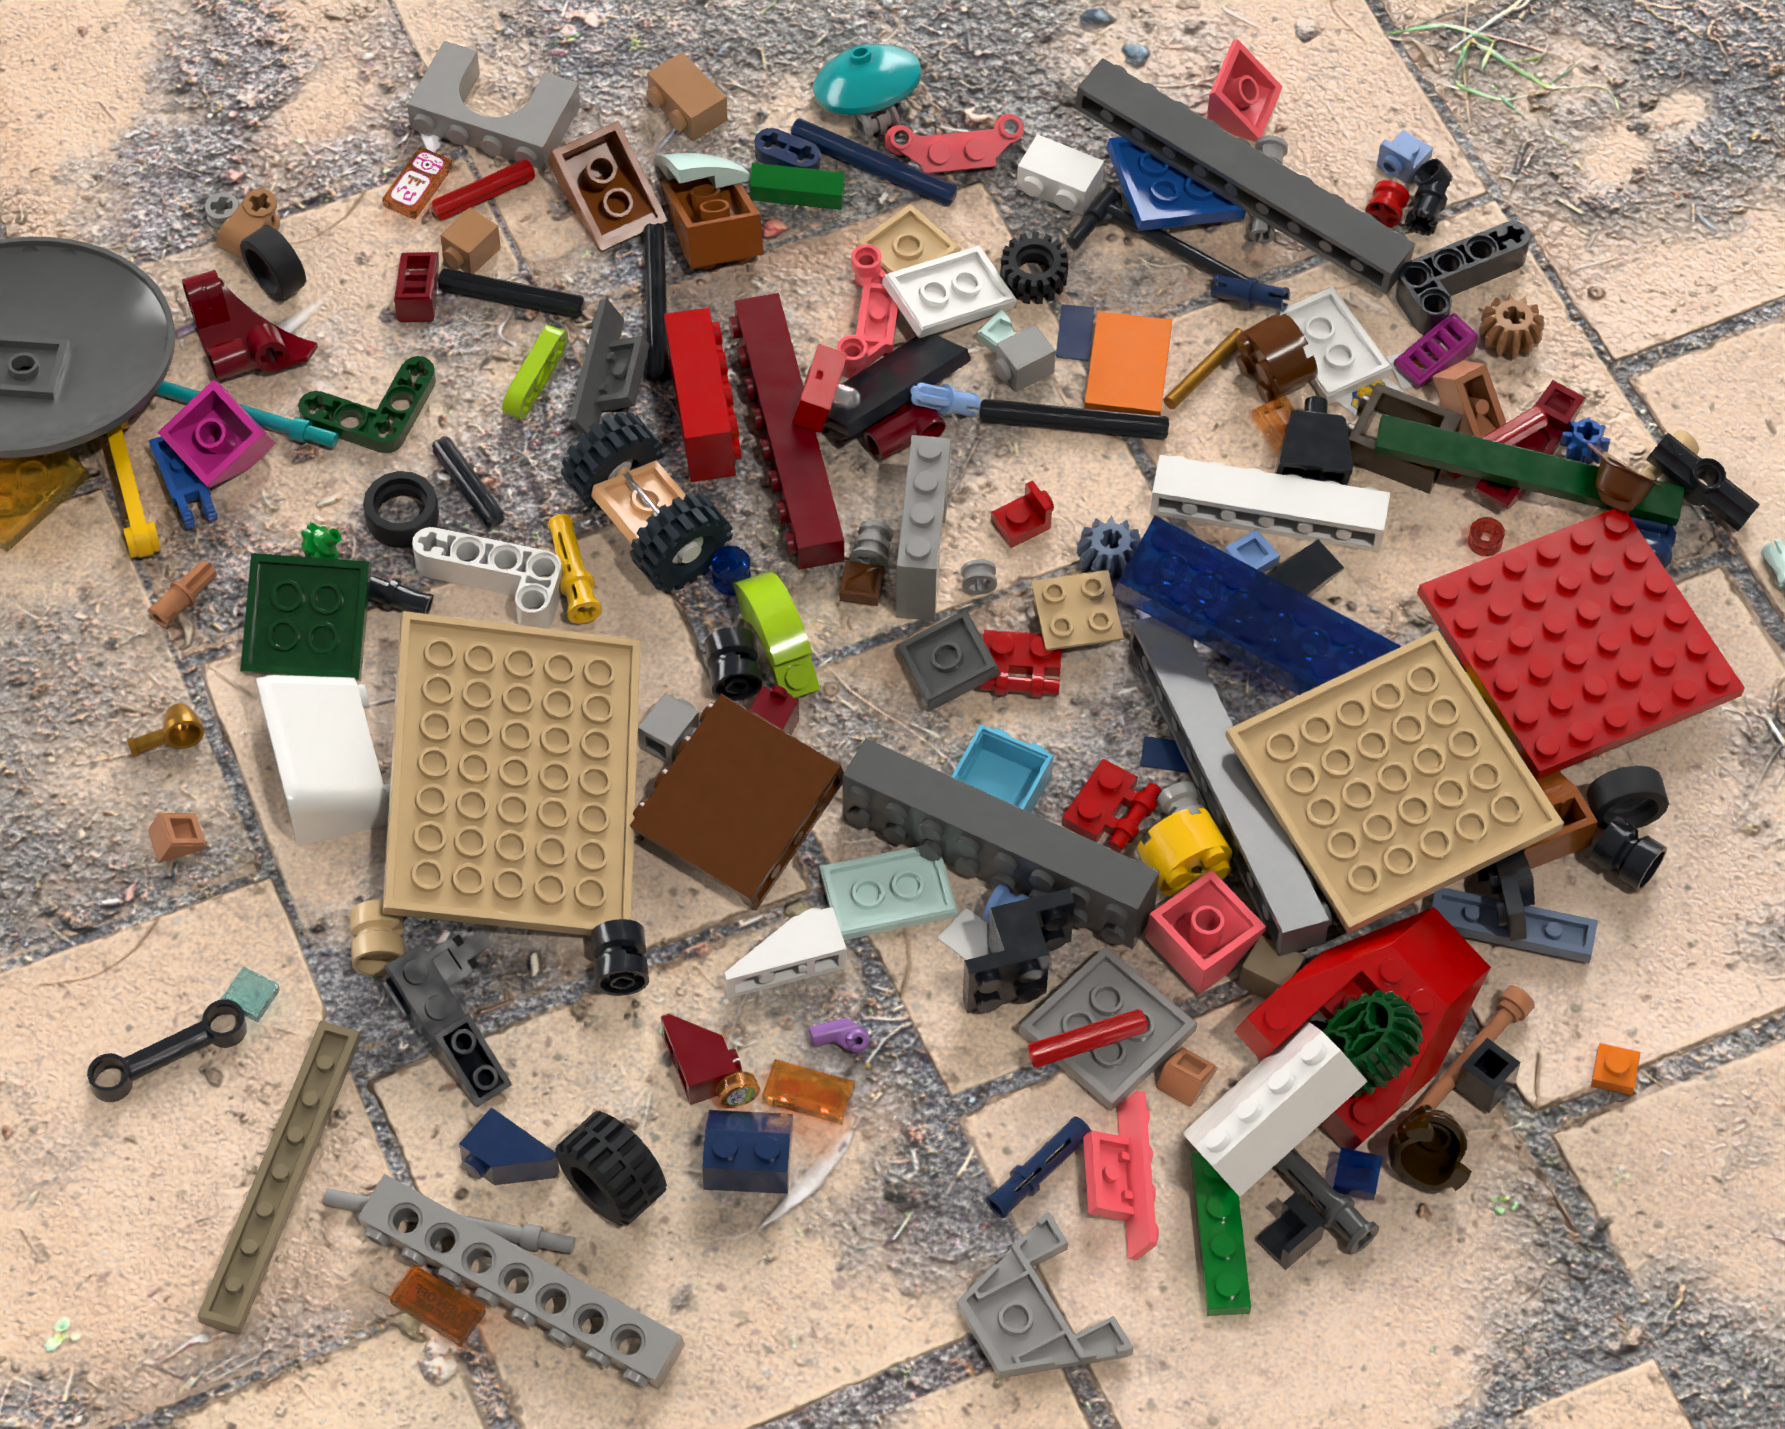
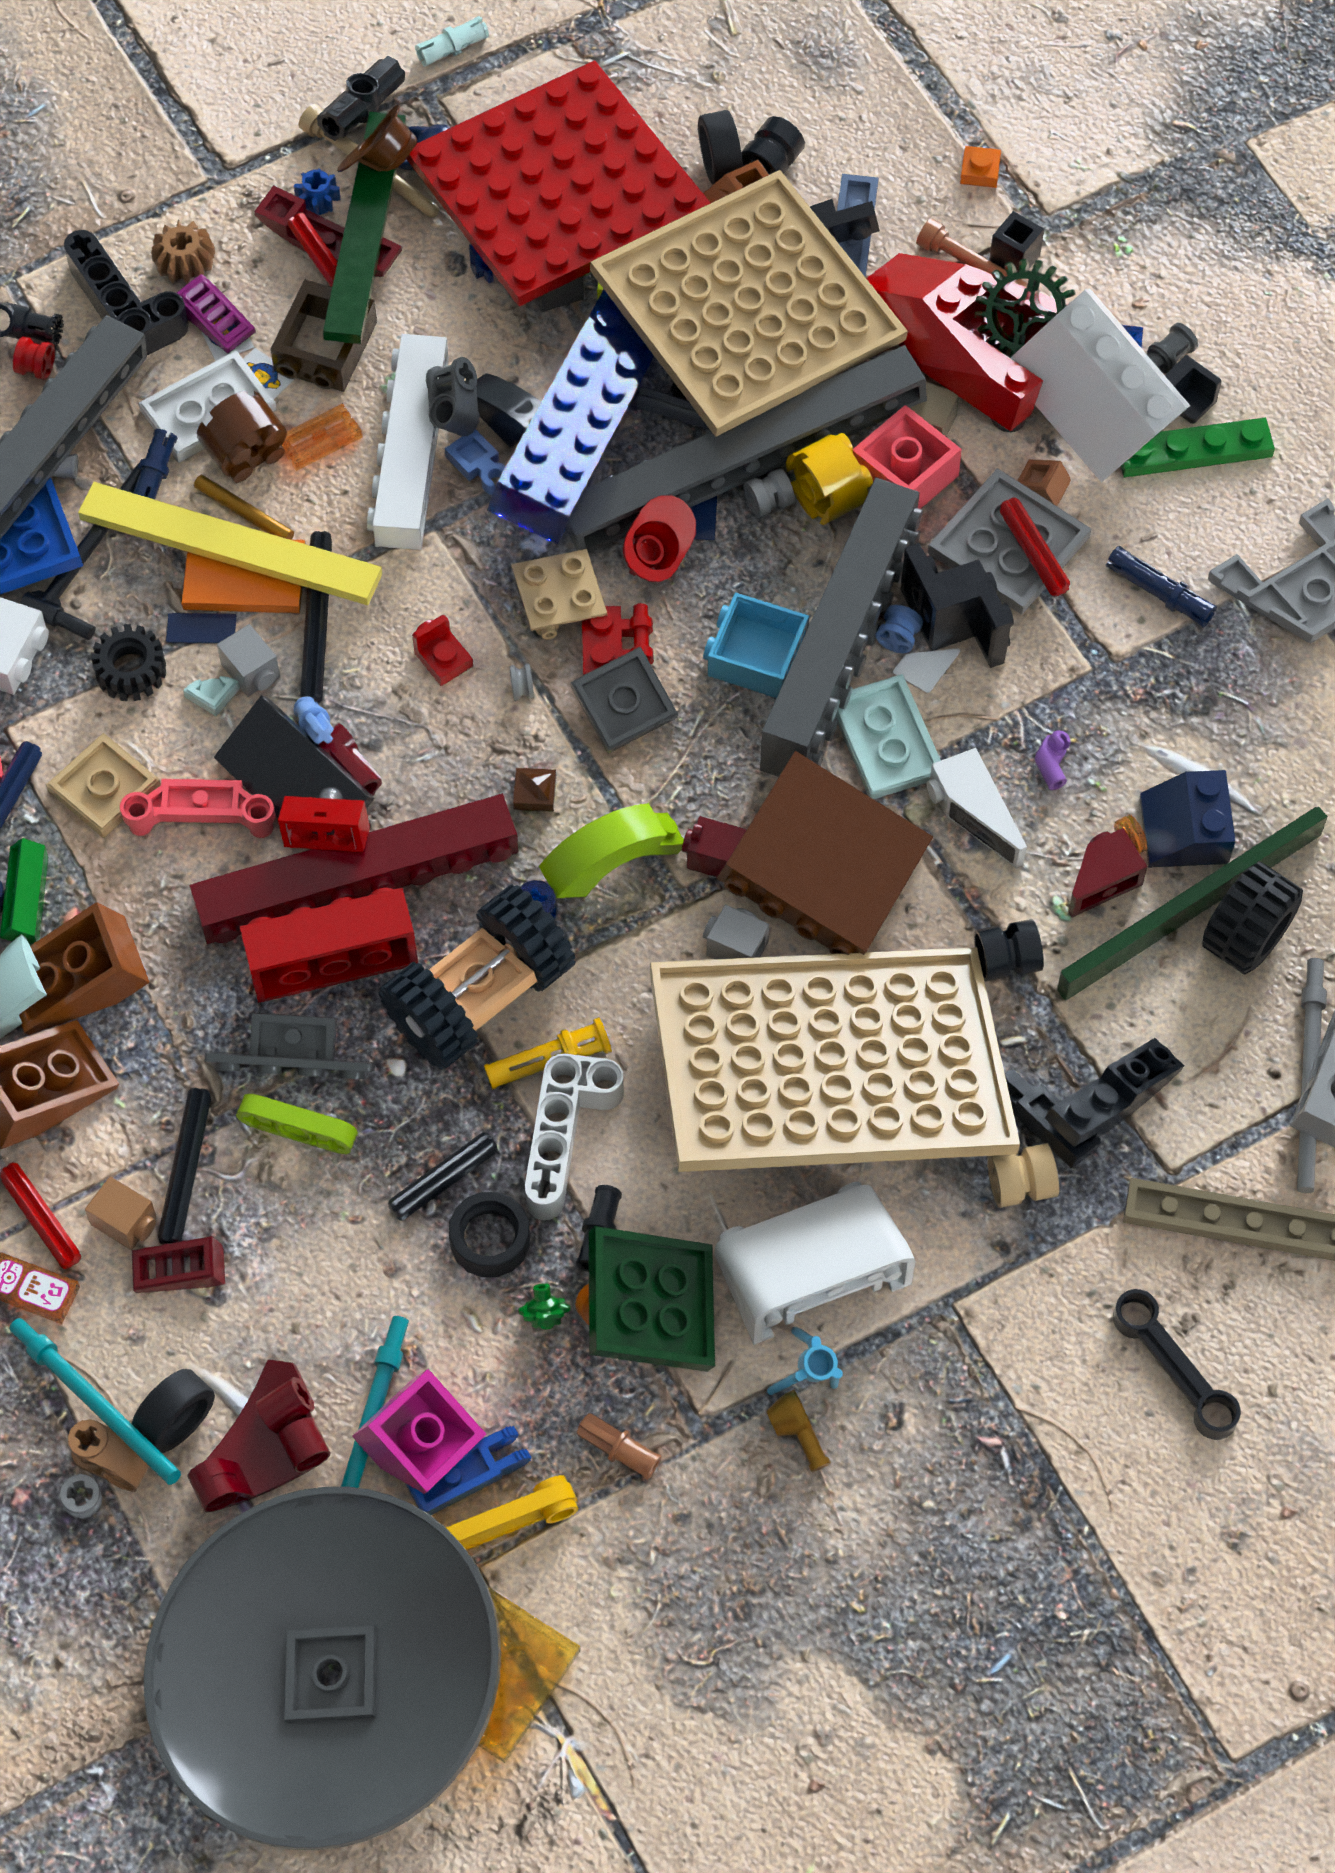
camera: 95 degrees left, 5 degrees up
(176, 835) = (921, 1403): nougat slope -> none
(208, 727) = (814, 1364): none -> medium azure plant
(252, 993) = (1095, 1297): clear light blue tile -> none
(352, 186) = (45, 1352): none -> teal bar
(374, 420) = (369, 1284): dark green beam -> none
(505, 1152) = (1235, 1030): dark blue slope -> none
(654, 1137) = (1187, 904): none -> dark green tile
(656, 302) = (185, 1019): black axle -> none
(733, 663) = (655, 886): black wheel -> none
(808, 1091) = (1119, 777): clear orange plate -> none
(872, 543) = (493, 779): light grey bush -> none
(922, 527) = (529, 704): light grey arch -> none
(949, 291) = (167, 735): white tile -> none
(1101, 800) = (763, 566): red plate -> none
(1107, 546) = (479, 571): sand blue gear -> none
(1121, 1175) = (1159, 515): coral bracket -> none
(1124, 696) = (659, 538): none -> red piece
(1153, 347) = (230, 543): none -> light yellow tile
(1296, 526) = (453, 400): none -> dark grey piece
(1316, 444) = (346, 401): black torso -> none
(1429, 1150) = (1106, 281): dark brown helmet -> none
(1470, 392) = (272, 281): nougat slope -> none
(1490, 526) = (432, 281): clear red bush -> none

